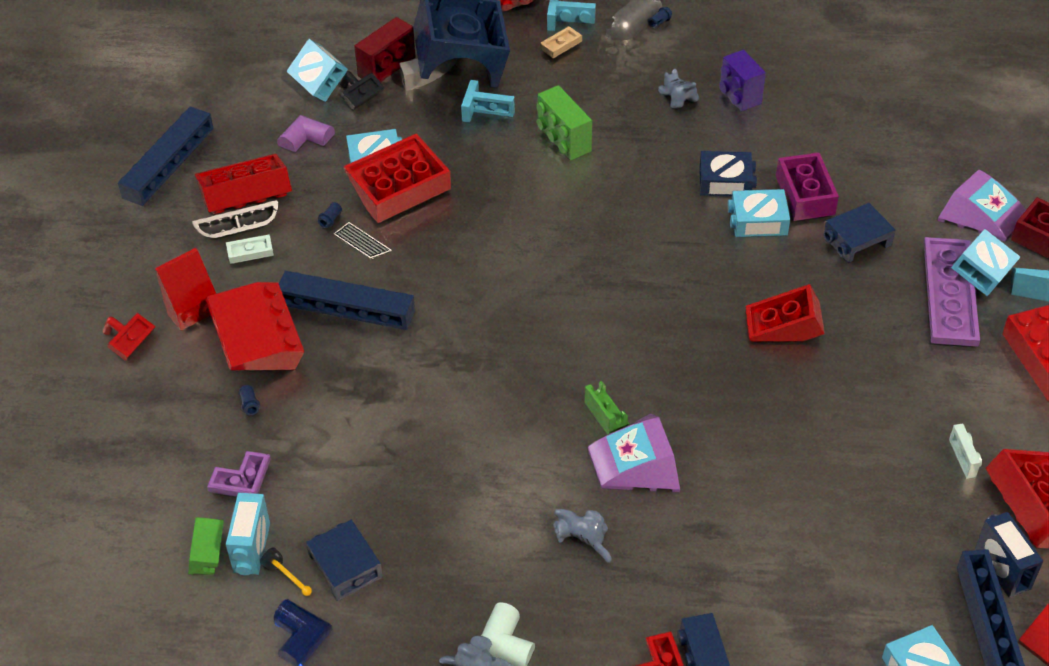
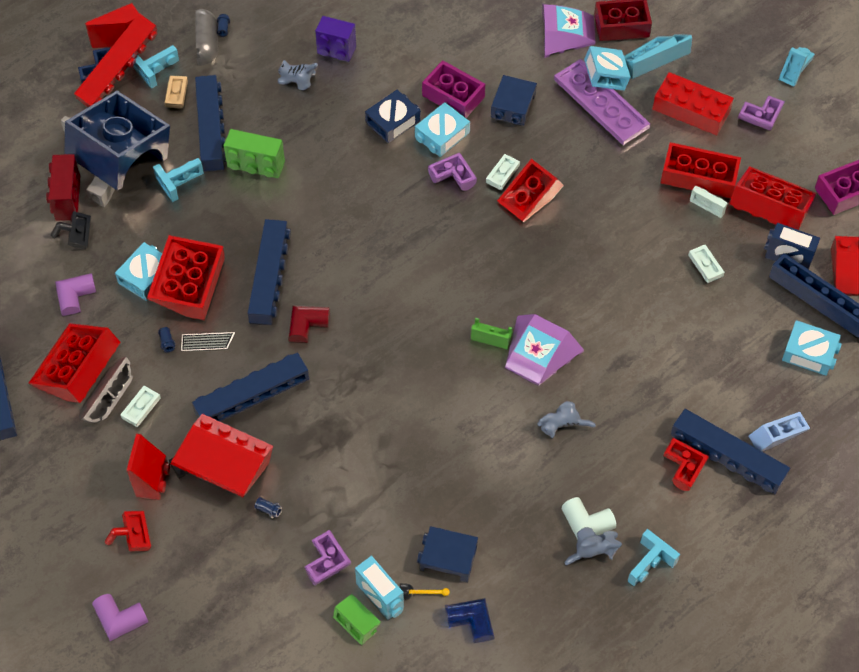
camera: 45 degrees left, 10 degrees up
(38, 389) = (118, 622): none -> medium lavender brick
(317, 70) = (31, 238): medium azure brick -> none
(457, 278) = (306, 316): none -> dark red brick
(470, 221) = (268, 272): none -> dark blue brick
(566, 73) = (210, 123): none -> dark blue brick
(733, 249) = (456, 167): none -> medium lavender brick
(776, 284) = (502, 172): none -> light aqua plate
(897, 505) = (706, 263): none -> light aqua plate
(986, 413) = (703, 168): none -> red brick

